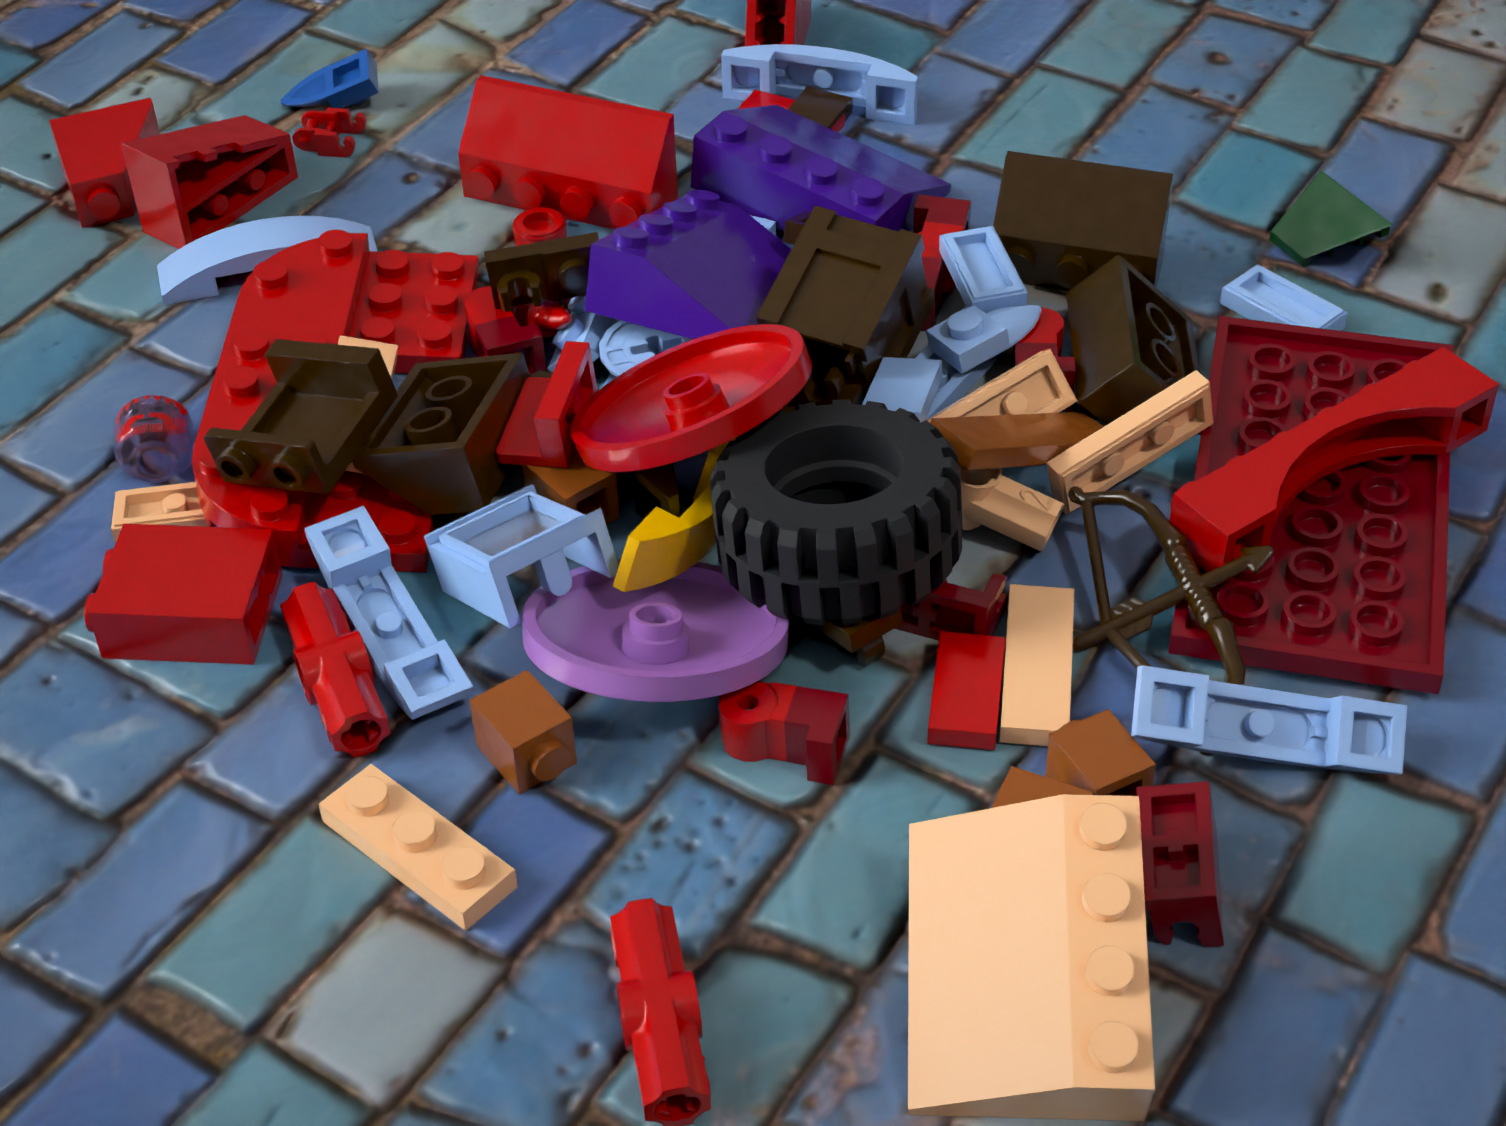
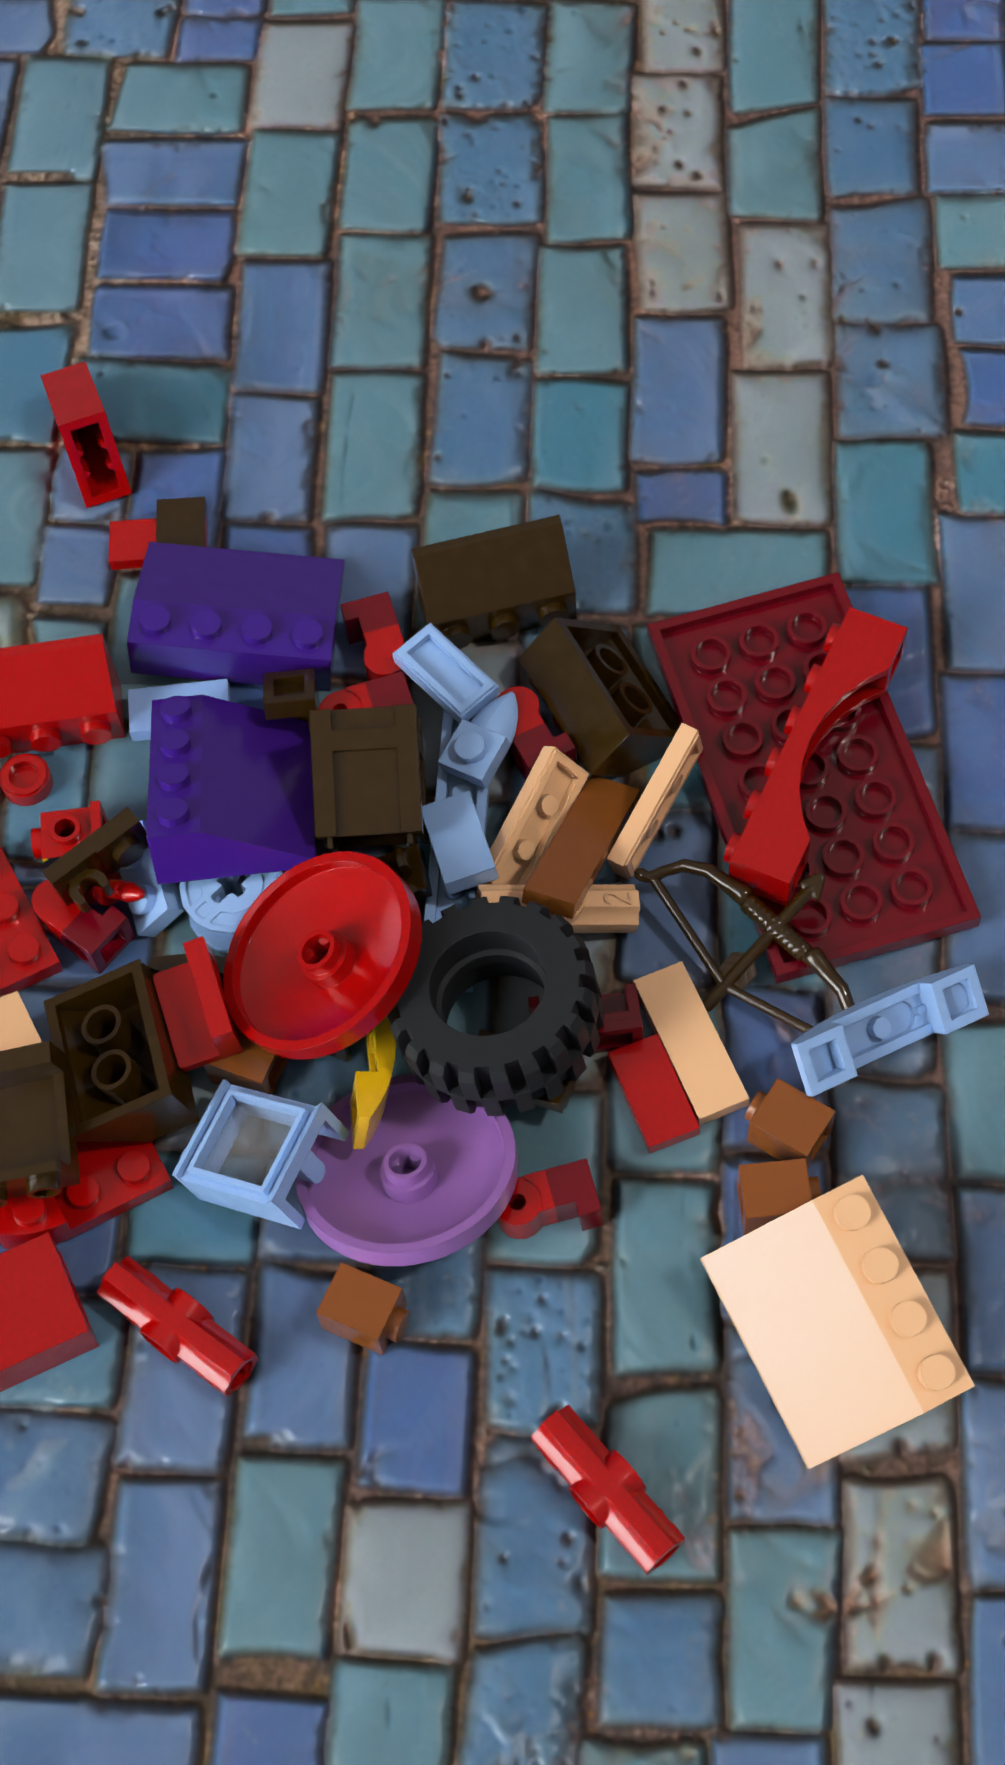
camera: 25 degrees left, 20 degrees up
(399, 643) = (186, 1258): light blue slope -> none
(418, 846) = (343, 1443): light nougat plate -> none
(788, 69) = (166, 477): light blue slope -> none
(1181, 860) = (876, 1153): dark red hinge -> none
(1274, 299) = (682, 578): light blue tile -> none
(1324, 219) = (681, 471): dark green slope -> none

